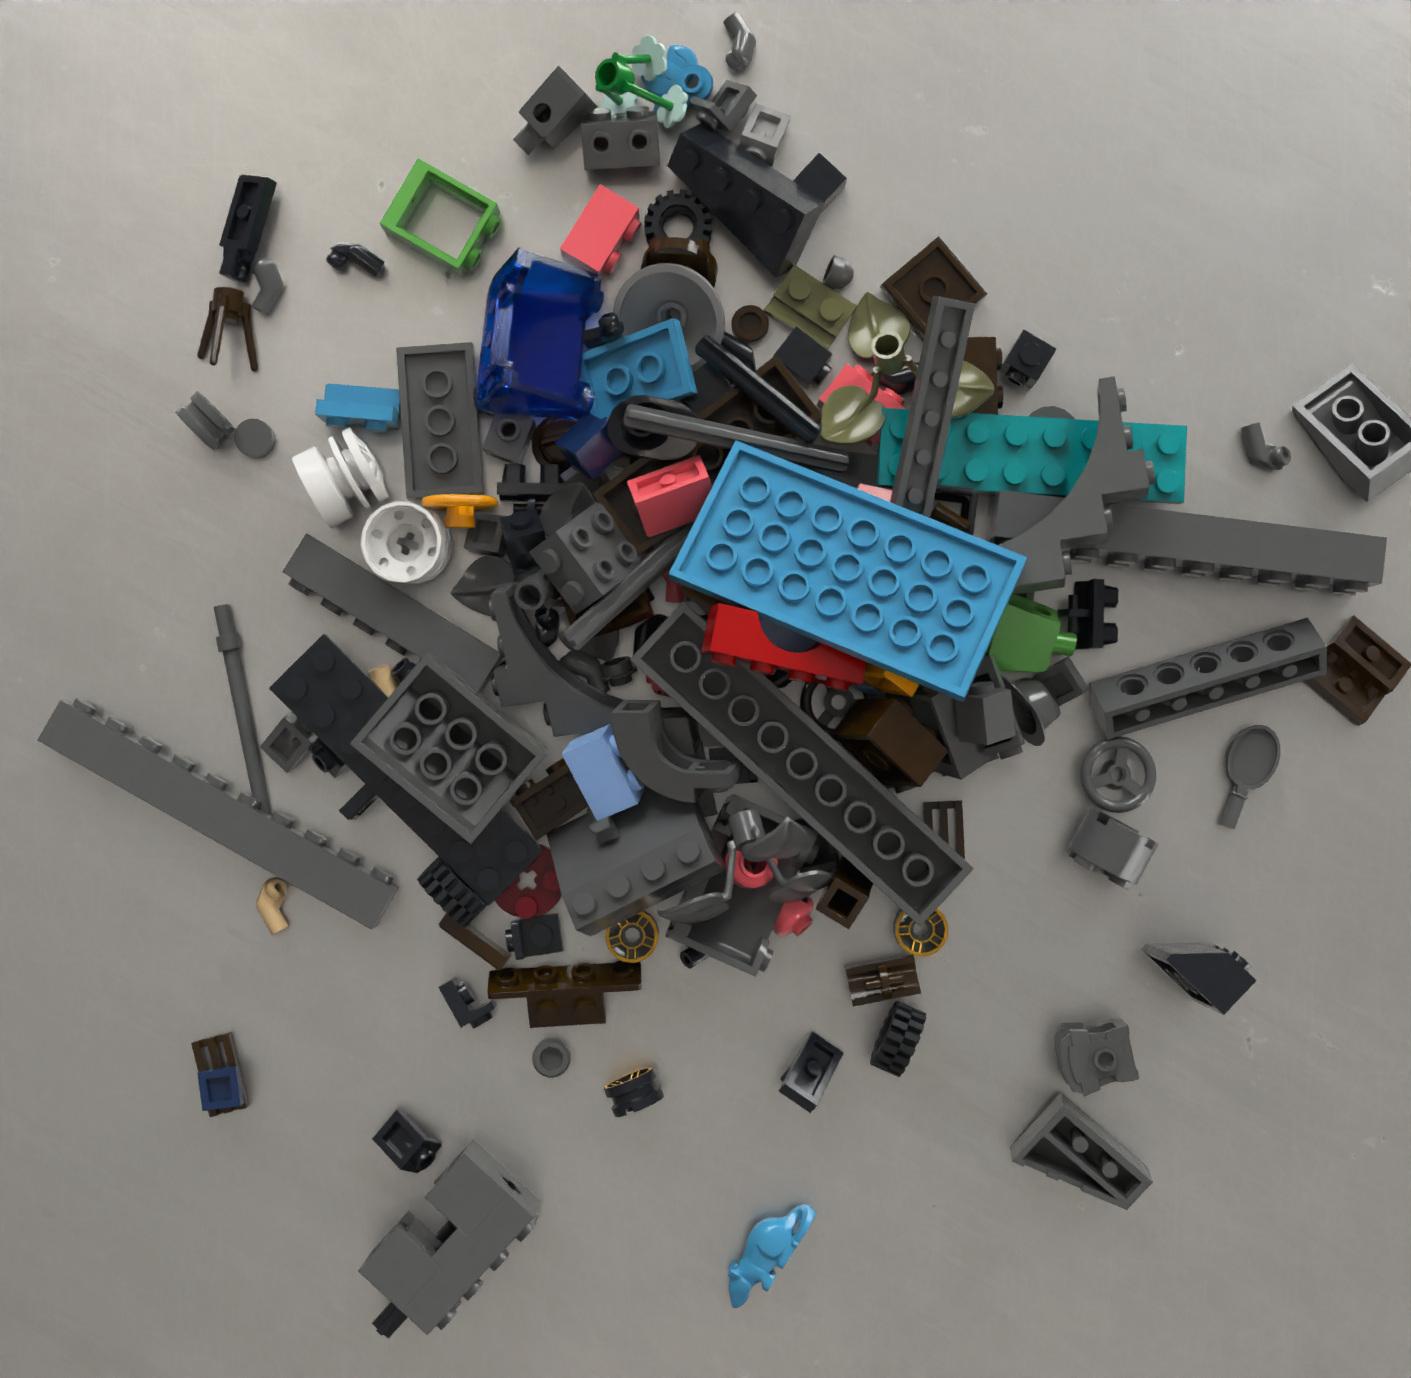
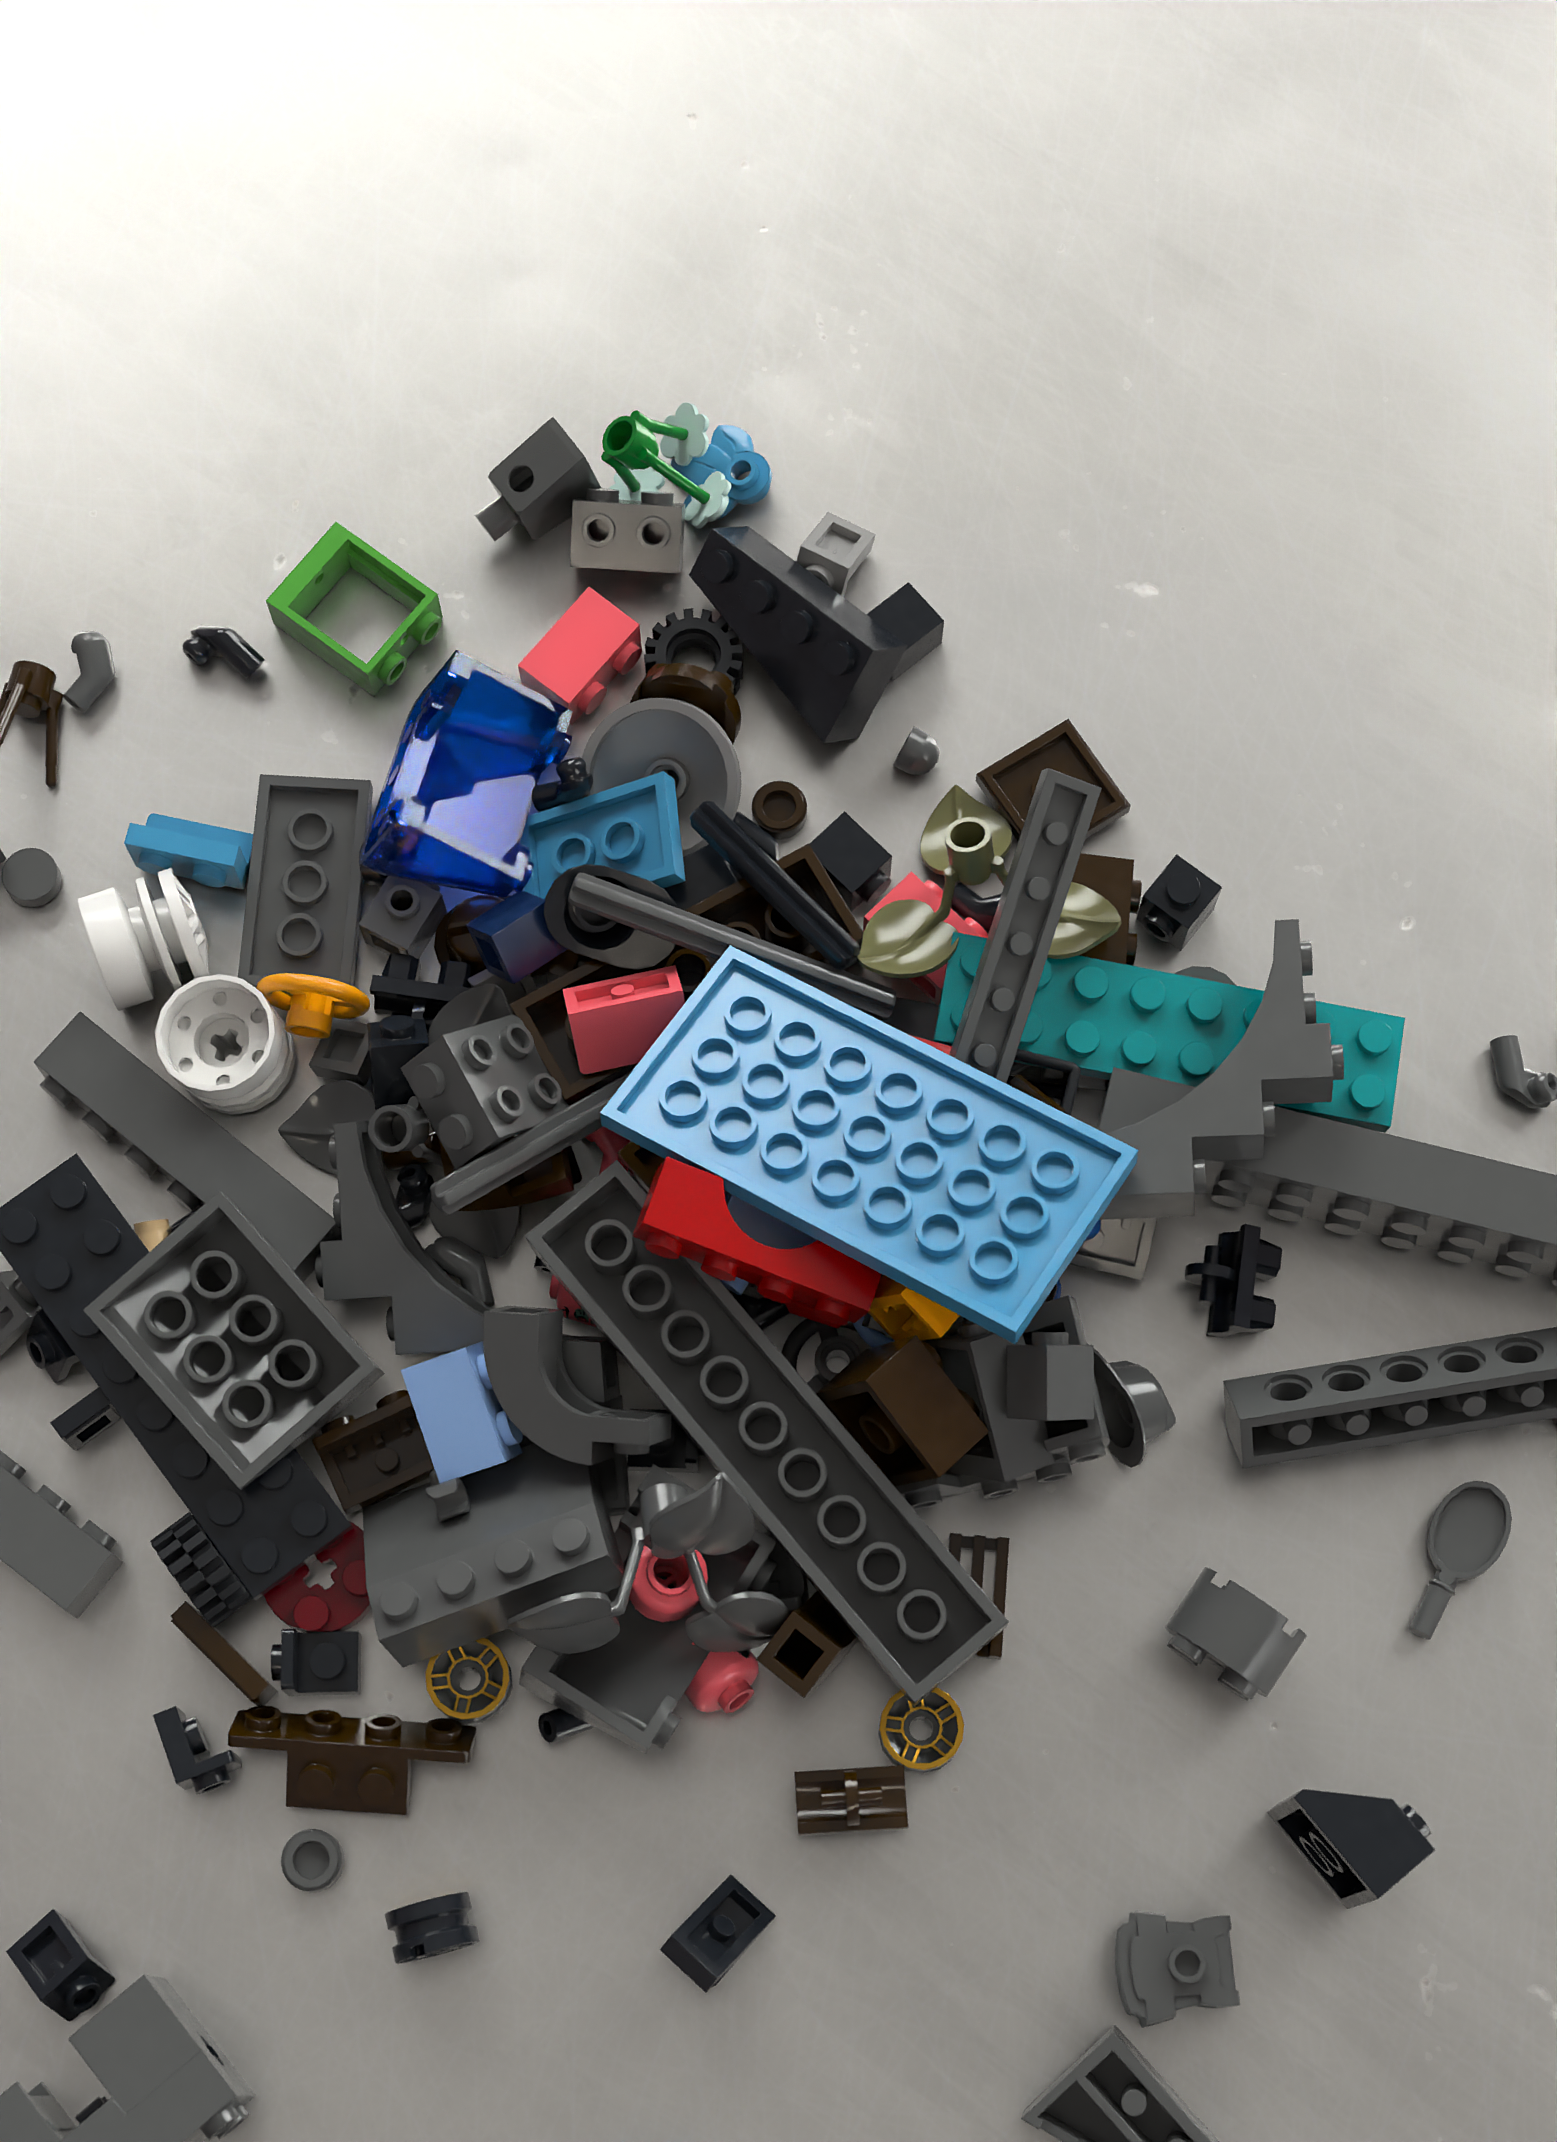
camera: 10 degrees right, 15 degrees down
(245, 225) = (76, 586): black hinge -> none
(618, 671) = (510, 1276): dark grey plate -> none
(726, 107) = (786, 512): dark grey bracket -> none
(743, 43) = (821, 434): dark grey arm -> none
(810, 306) = (871, 793): olive plate -> none
(898, 1038) = (862, 1895): black tyre -> none
(1029, 637) = (1134, 1295): bright green torso -> none
(1063, 681) = (1184, 1375): dark grey plate -> none
(1104, 778) = (1211, 1535): dark grey piece -> none

